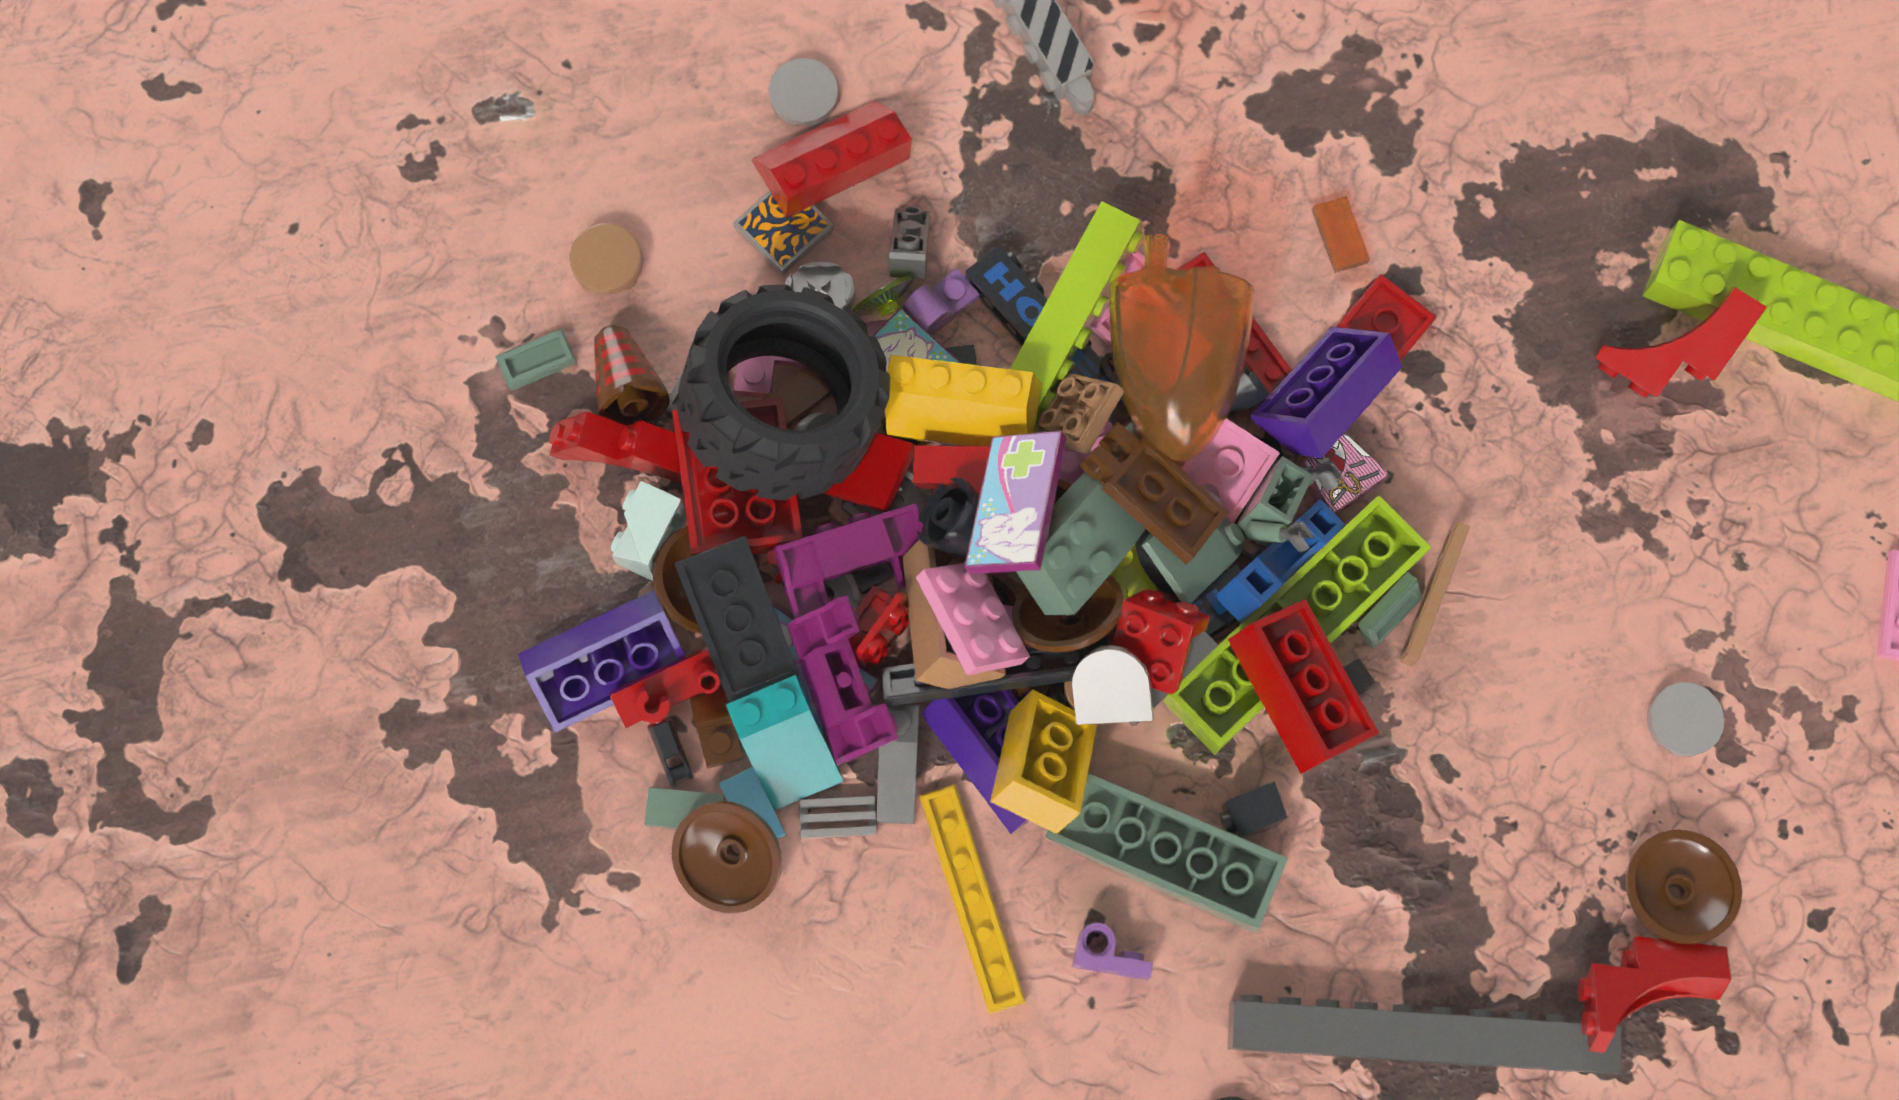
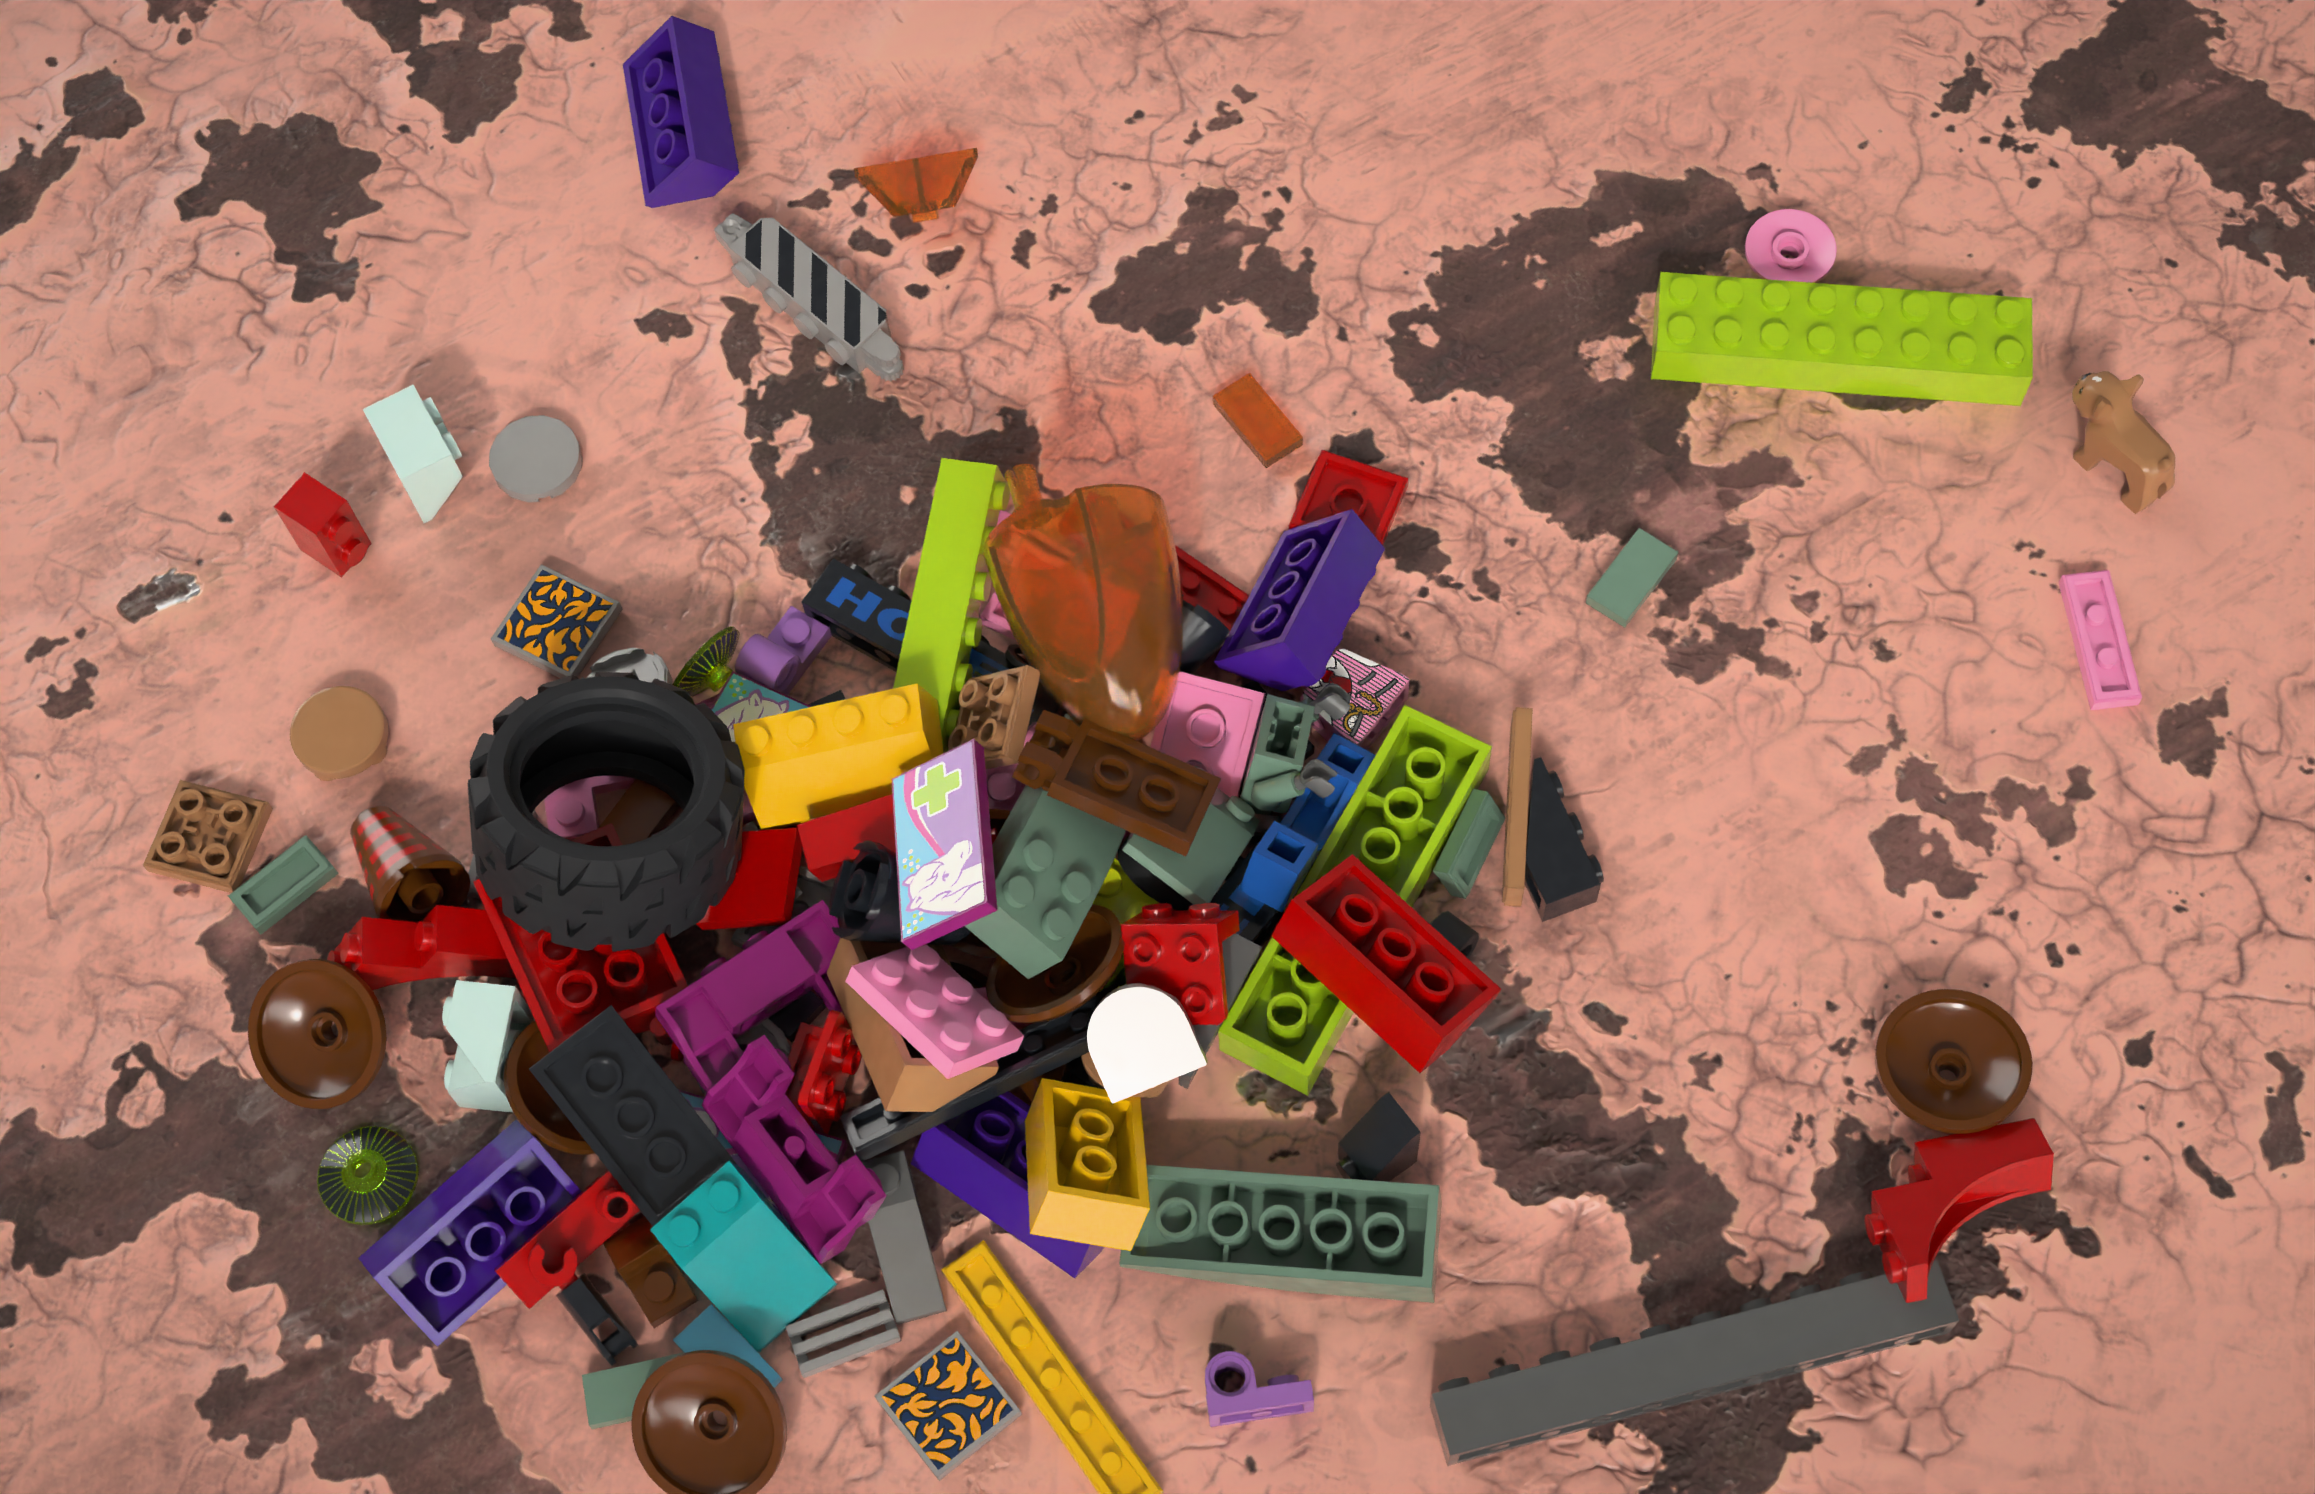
camera: 10 degrees left, 10 degrees down
(492, 306) = (208, 836): none -> medium nougat tile
(515, 484) = (295, 1040): none -> reddish brown dish
(549, 607) = (382, 1190): none -> dish
(636, 98) = (323, 525): none -> red brick
(721, 61) = (417, 448): none -> light aqua slope
(834, 157) = (596, 522): red slope -> none
(895, 892) = (948, 1405): none -> tile
(909, 243) = (721, 592): dark grey slope -> none
(1449, 647) = (1557, 866): none -> black slope
(1575, 446) = (1631, 577): none -> sand green tile
(1685, 719) = (1883, 859): light grey tile -> none
(1703, 348) = (1741, 410): red arch -> none
(1791, 219) = (1792, 234): none -> bright pink dish

